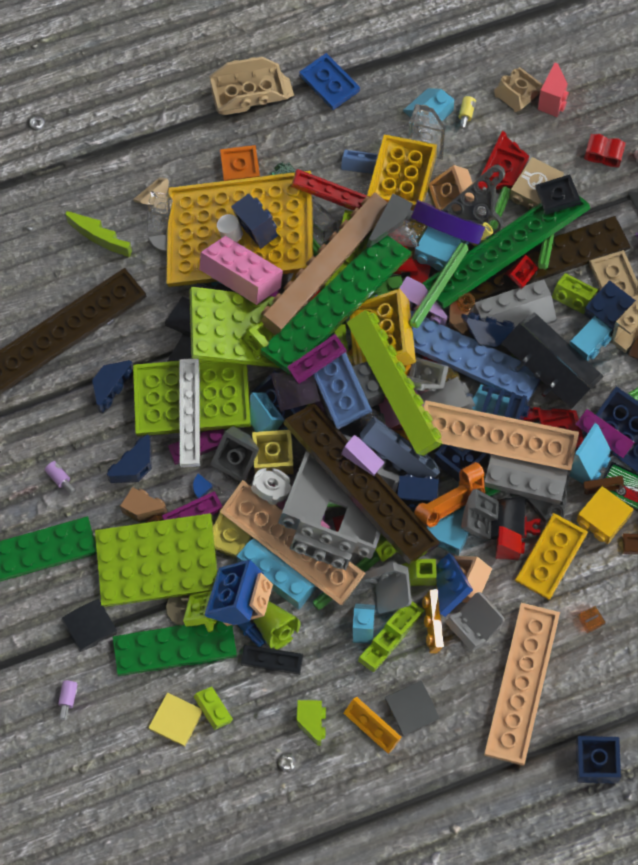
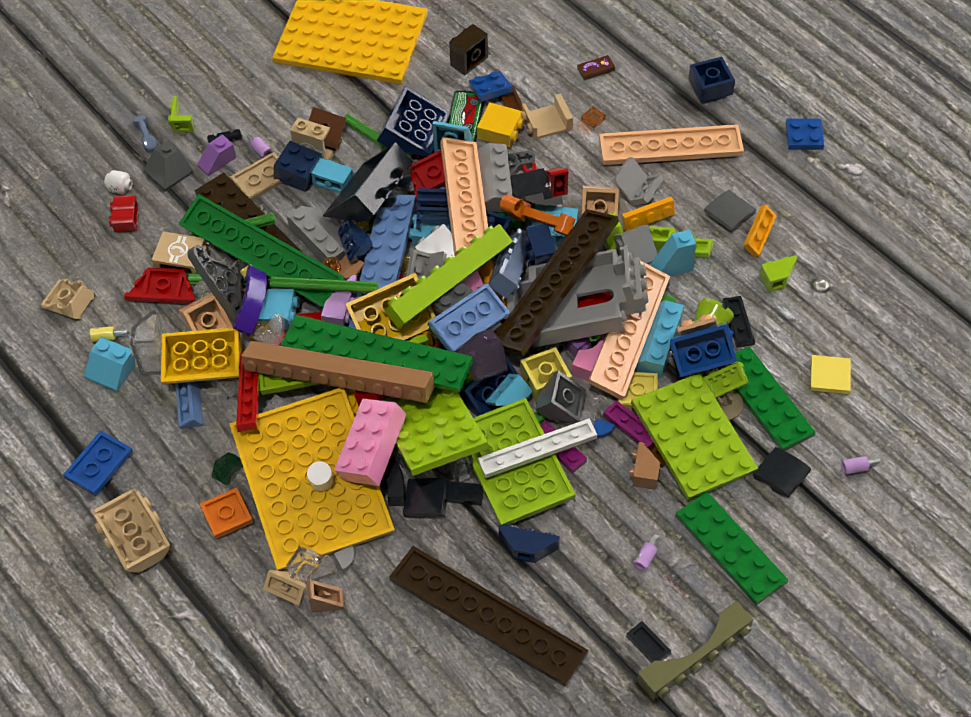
camera: 110 degrees left, 10 degrees down
(93, 230) = (354, 623): lime slope -> none
(128, 215) = (324, 597): none -> medium nougat slope
(133, 463) = (603, 490): dark blue slope -> none
(213, 708) = (806, 348): lime plate -> none
(254, 338) = (445, 402): lime bracket -> none
(255, 220) = (309, 445): dark blue brick -> none
(262, 482) = (591, 359): white plate -> none
(317, 358) = (454, 332): magenta plate -> none
(362, 455) = (530, 285): lavender slope -> none
(391, 219) = (273, 330): dark grey slope -> none
(451, 584) = (618, 199): blue wing -> none
(492, 836) = (804, 134): none -> blue plate
(522, 271) = (287, 233): red slope -> none
(551, 556) = (551, 151): yellow tile -> none
(553, 92) = (68, 261): coral slope -> none
(557, 194) = (193, 223): black tile -> none
(574, 293) = (287, 198): lime bracket -> none
(603, 568) = (549, 119): none -> tan panel
(610, 484) = (466, 121): reddish brown tile -> none
(616, 440) = (424, 138): magenta plate -> none

